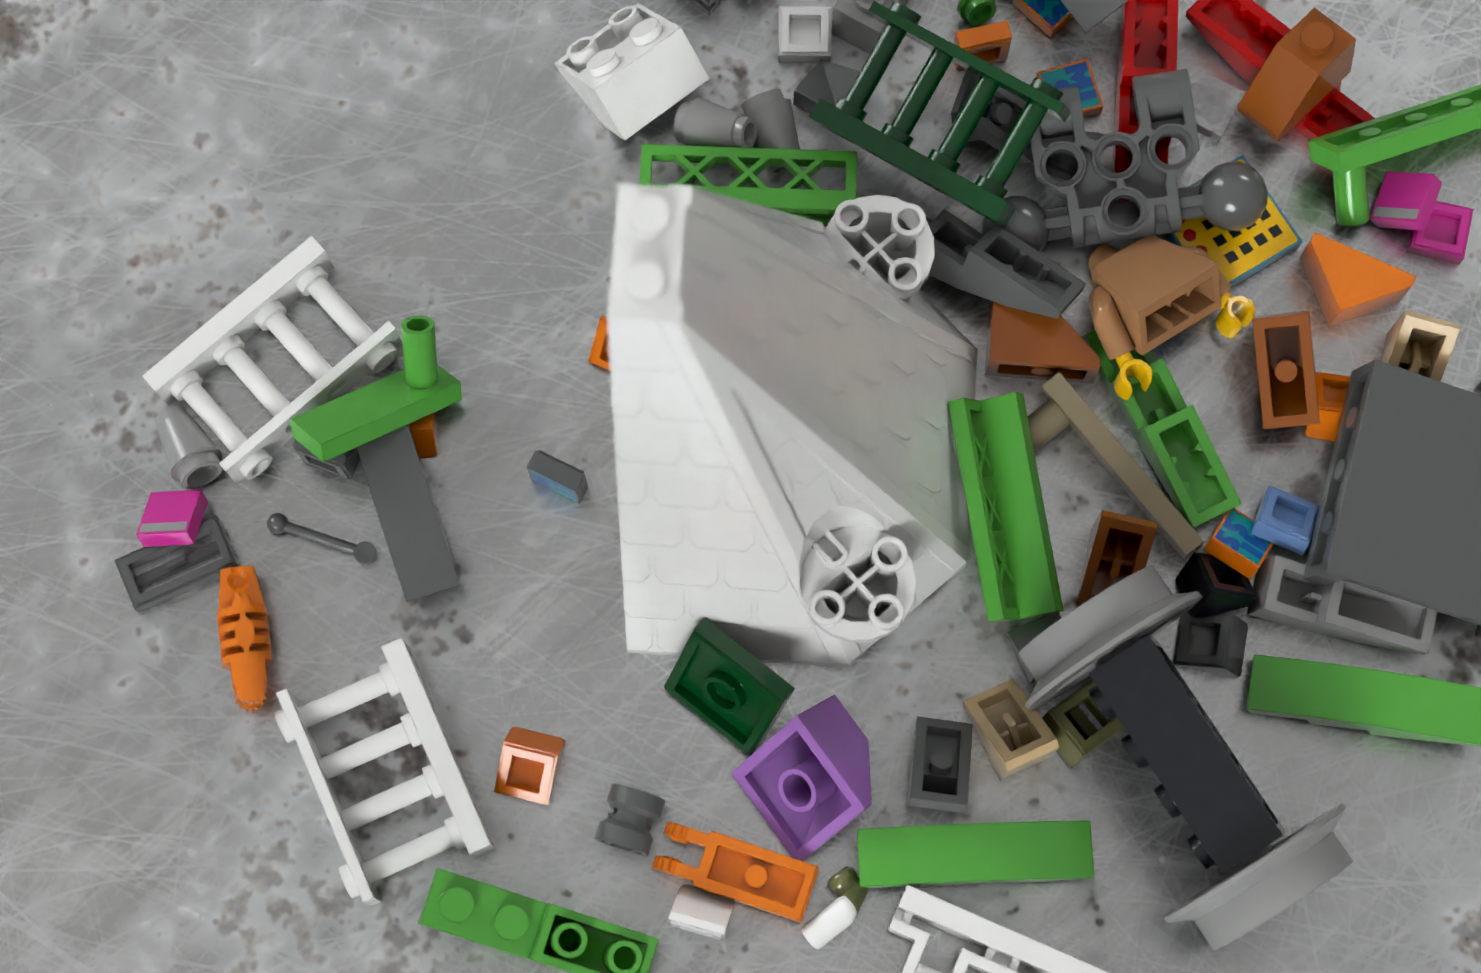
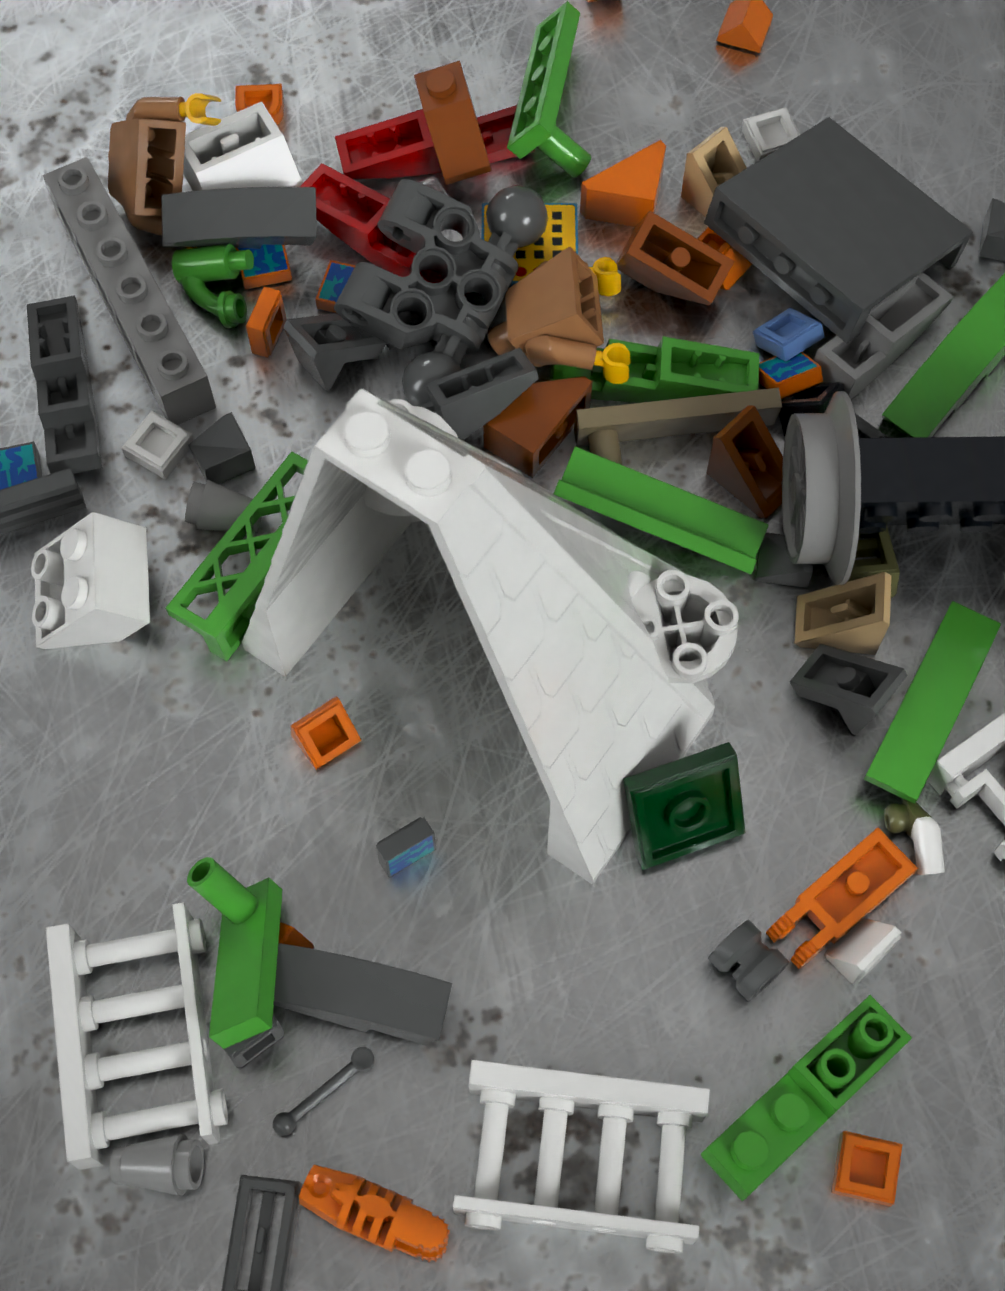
camera: 60 degrees left, 10 degrees down
(172, 518) = (218, 1217): dark pink tile -> none
(529, 765) = (646, 1023): orange slope -> none
(713, 125) = (187, 548): light grey cone -> none
(810, 777) = (799, 791): medium lavender slope -> none
(940, 166) = (307, 414): dark green fence -> none
(1405, 200) = (592, 122): dark pink tile -> none
(1444, 235) = (626, 119): dark pink tile -> none

